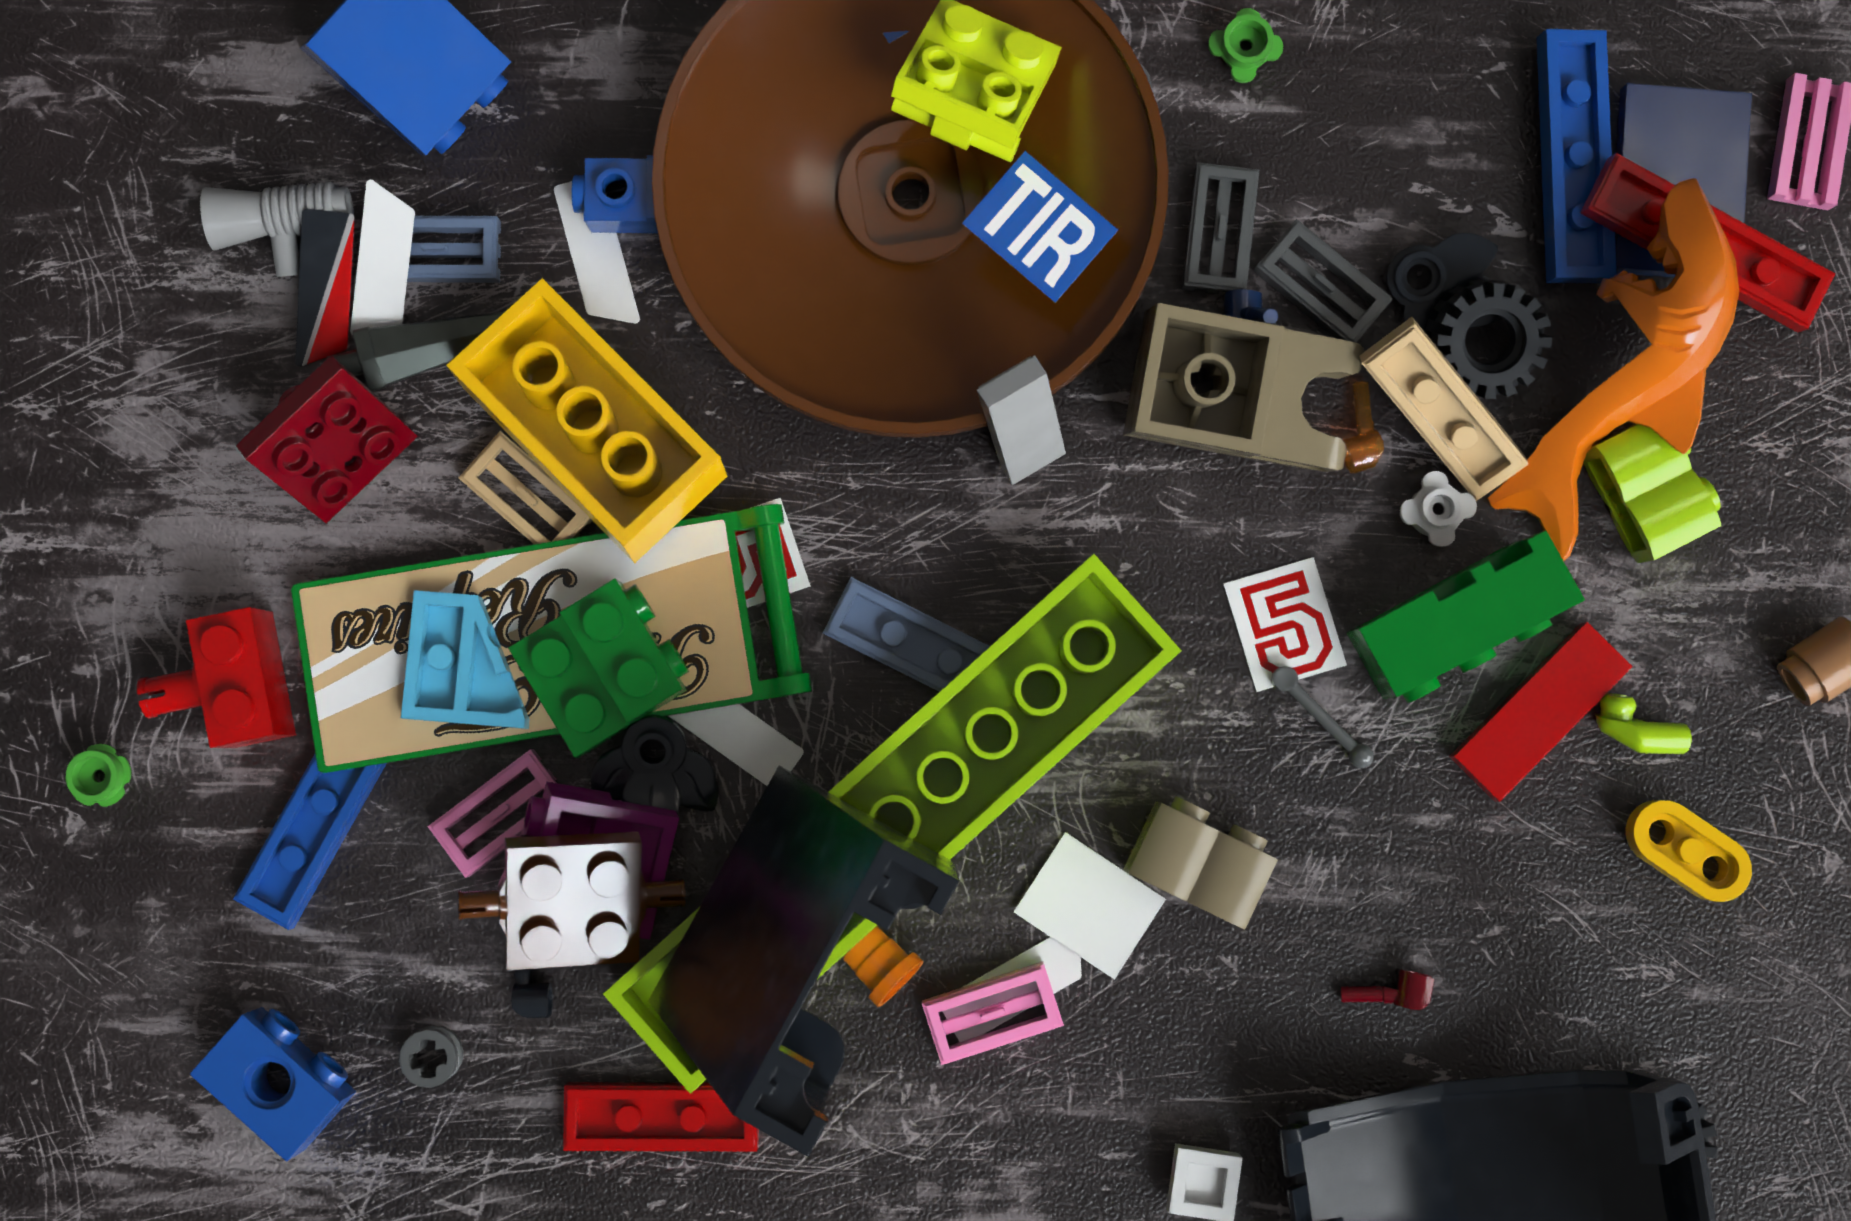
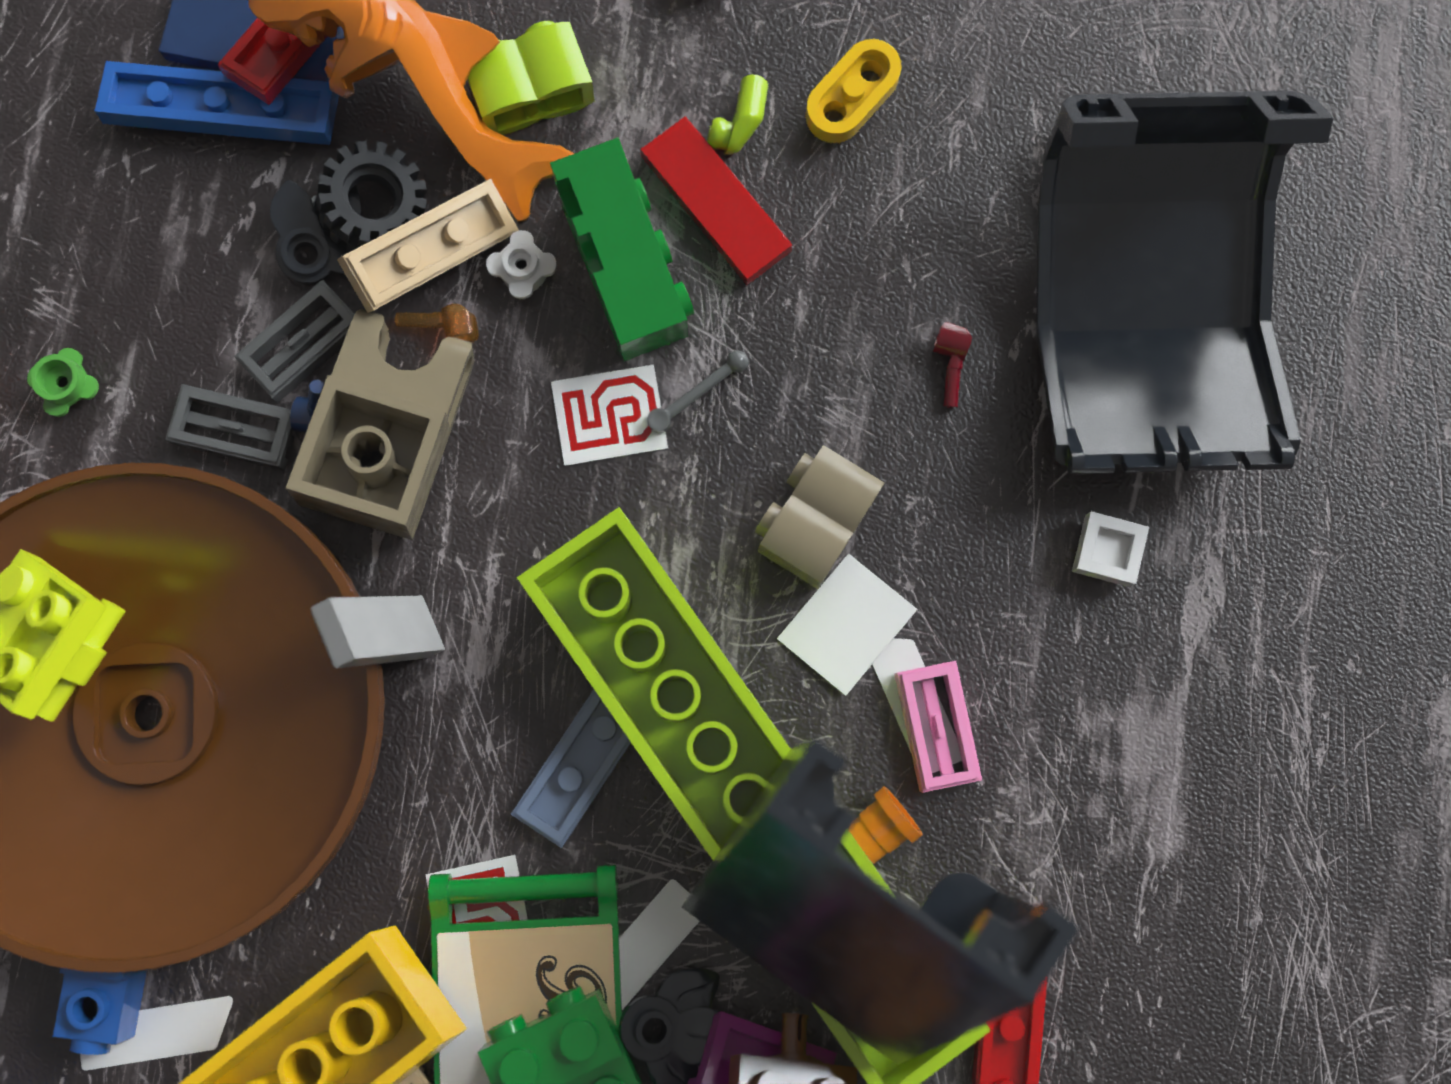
camera: 85 degrees left, 5 degrees down
(1040, 226) = (194, 591): blue sticker -> none

